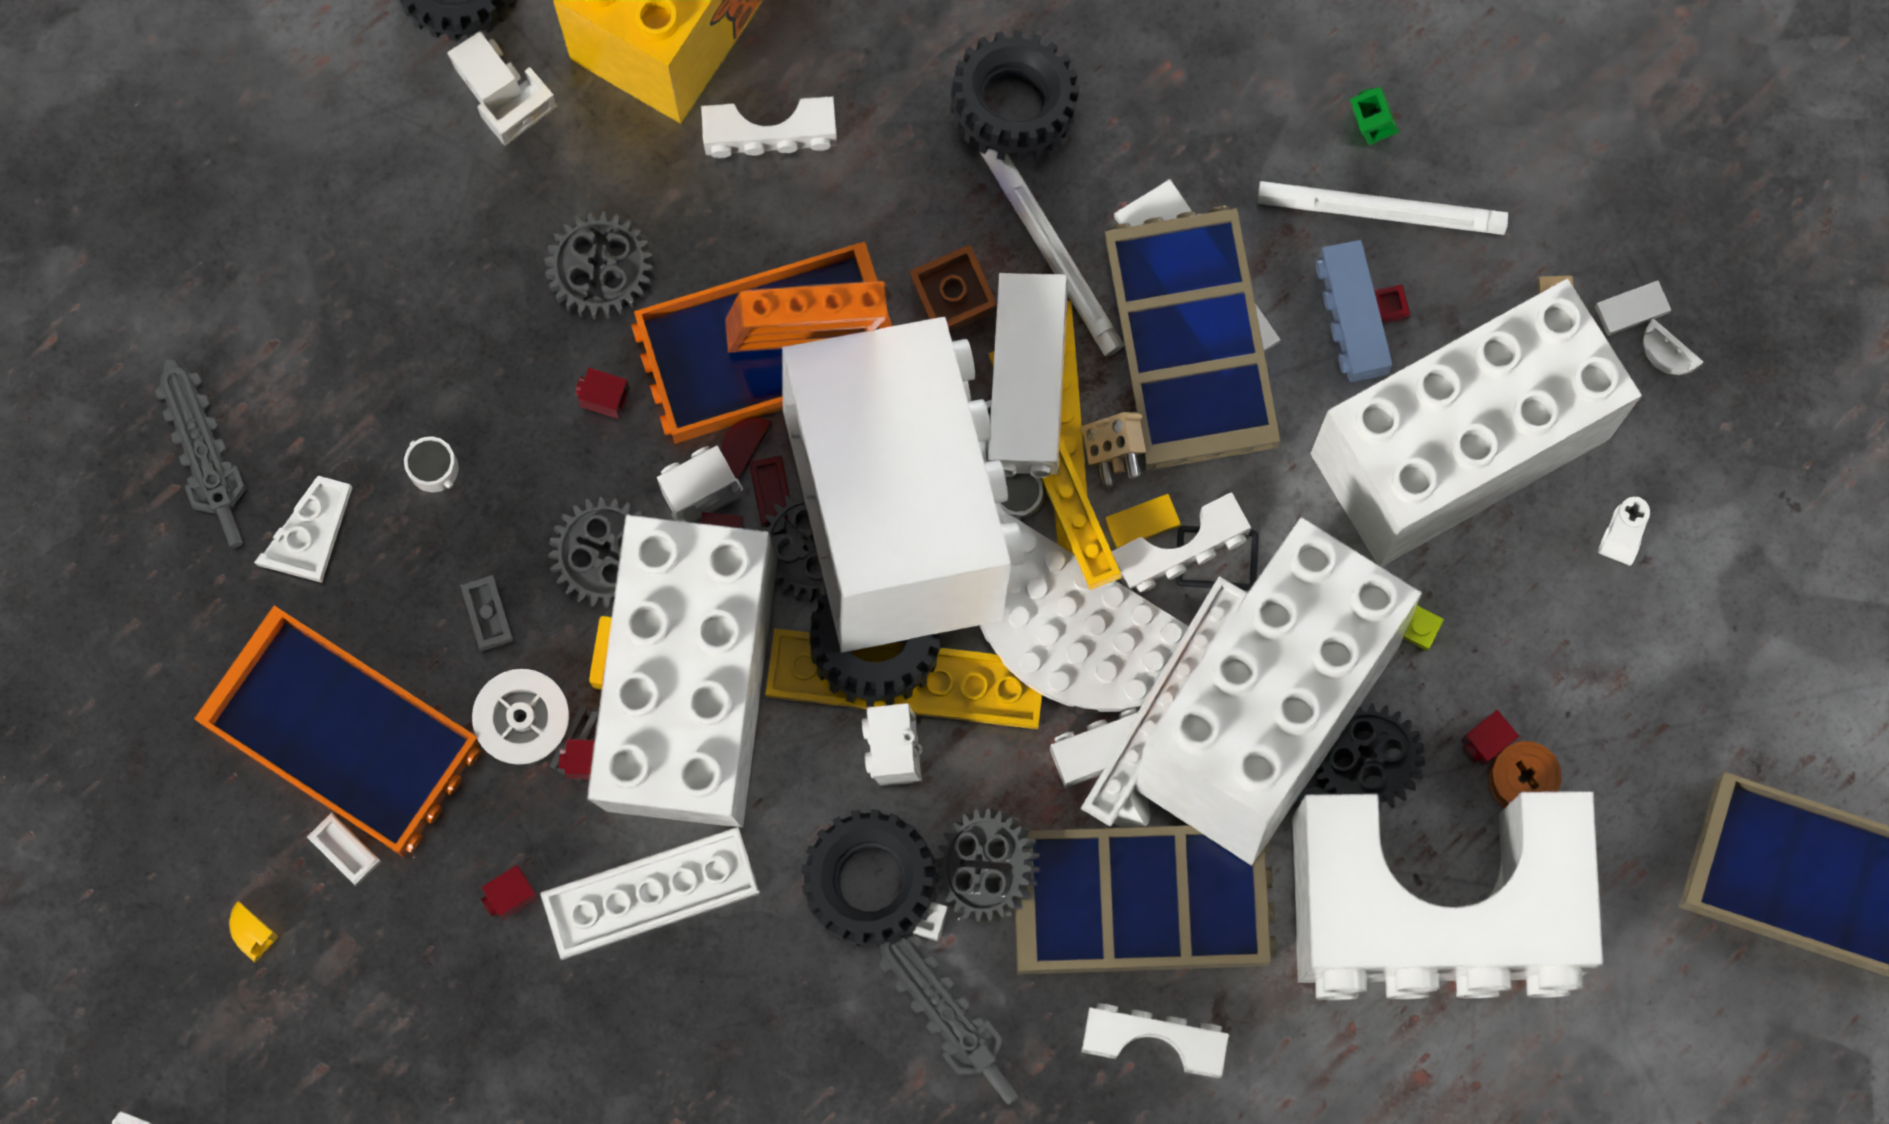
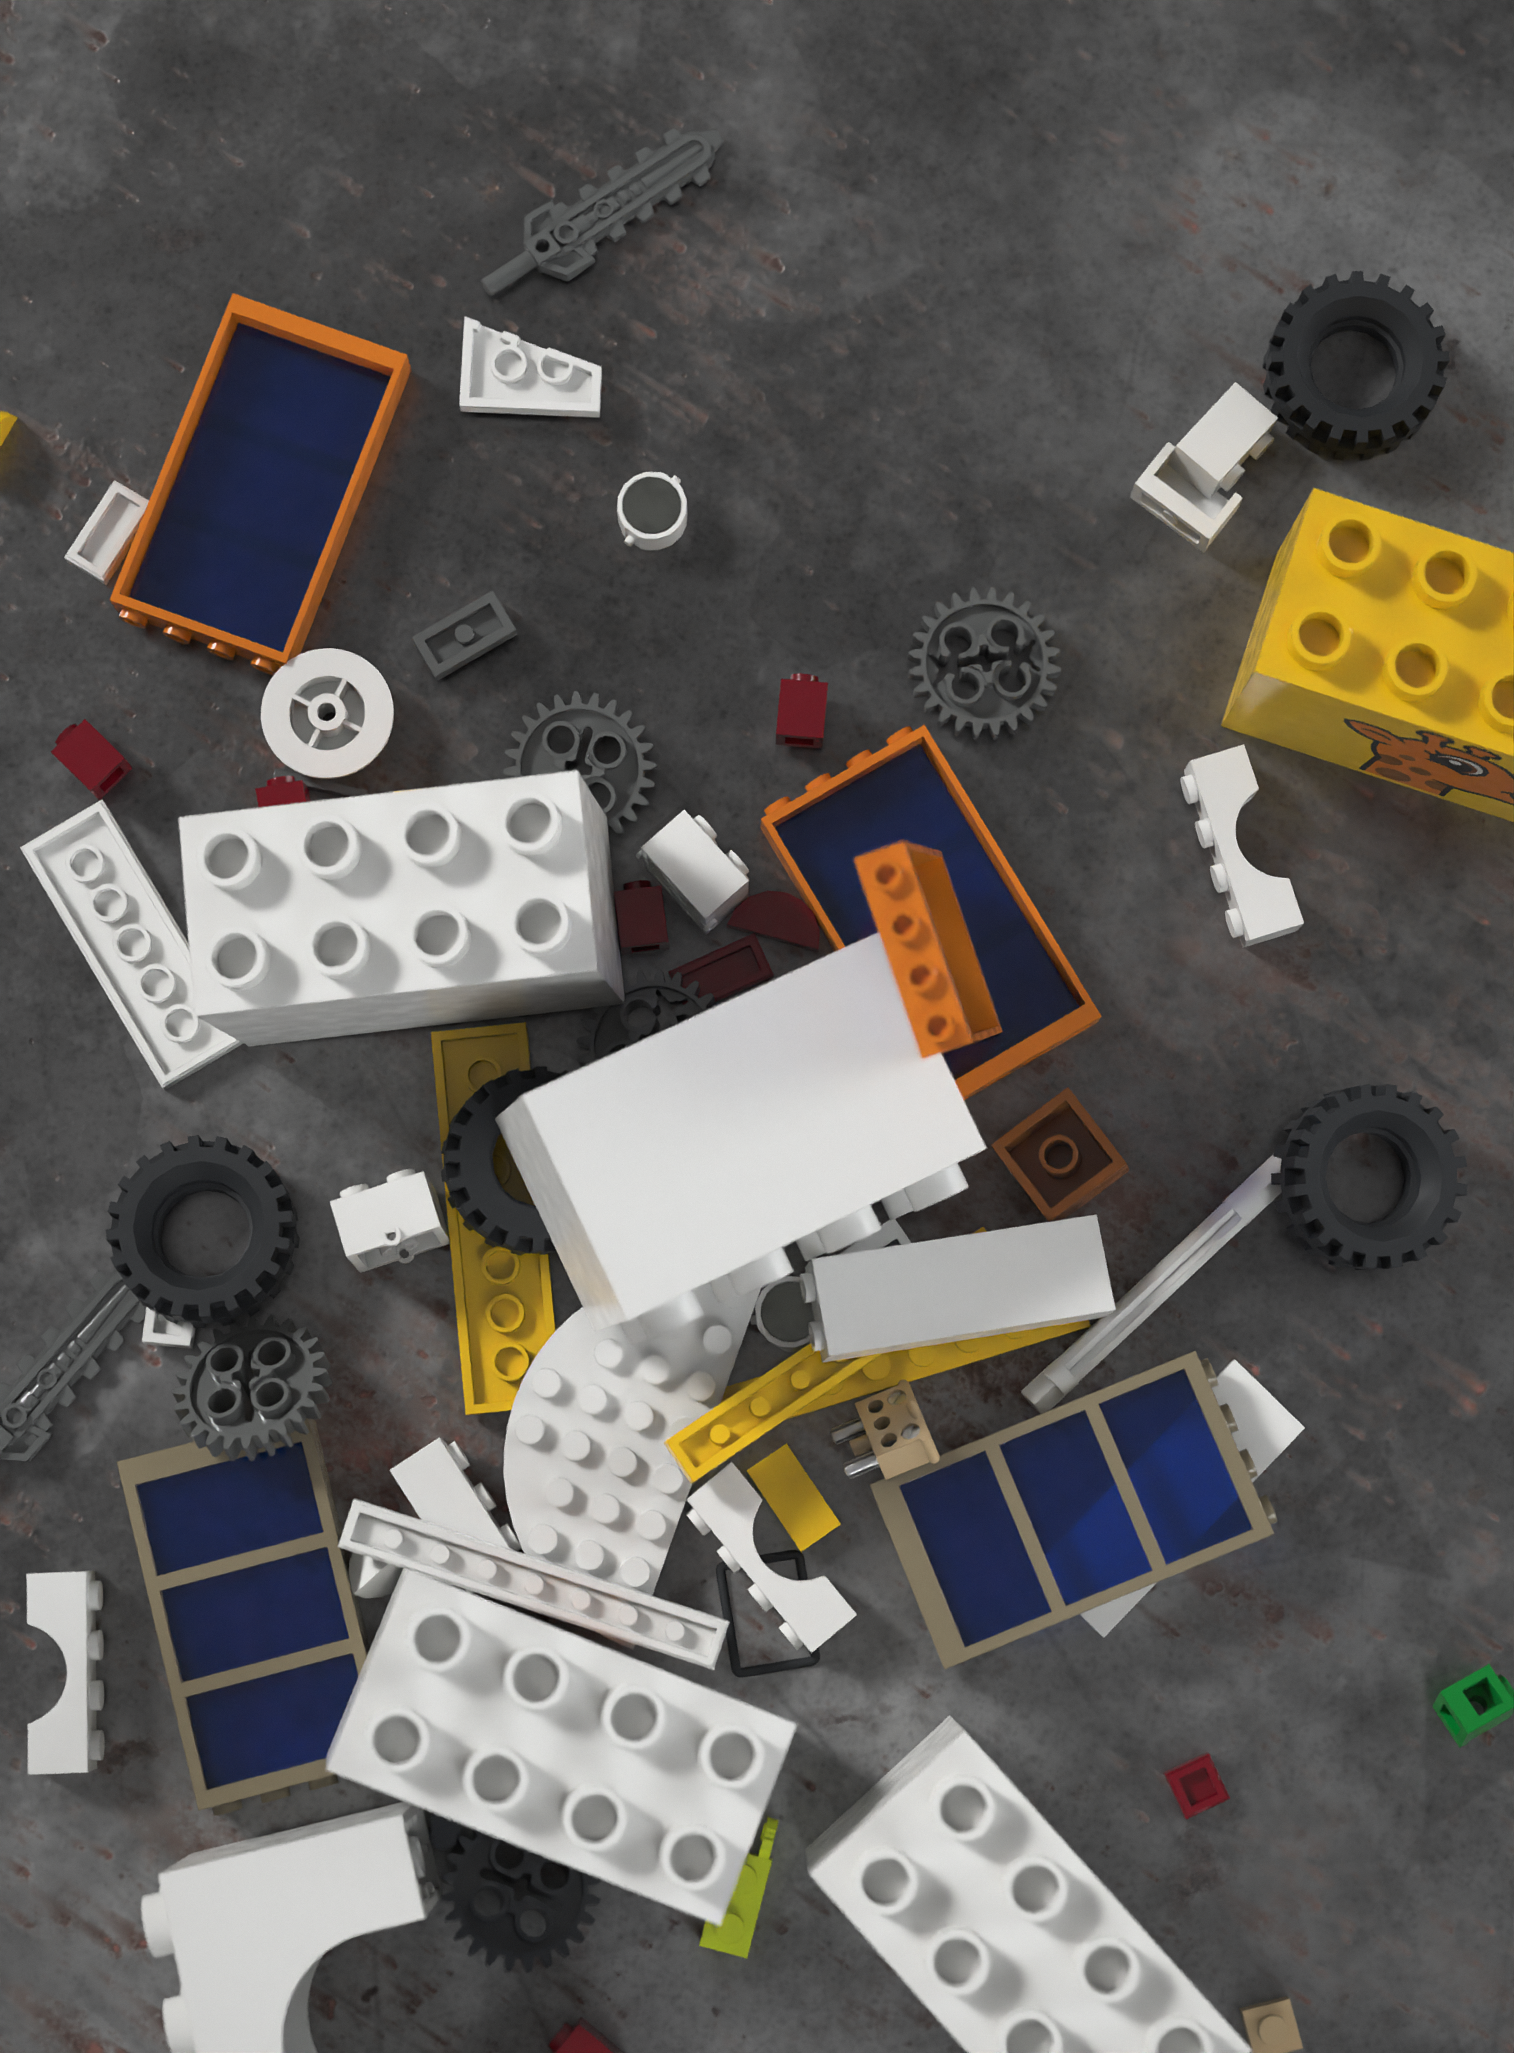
camera: 75 degrees right, 5 degrees up
(1354, 311) = (1172, 1736): sand blue brick -> none
(1382, 208) = (1338, 1748): white piece -> none

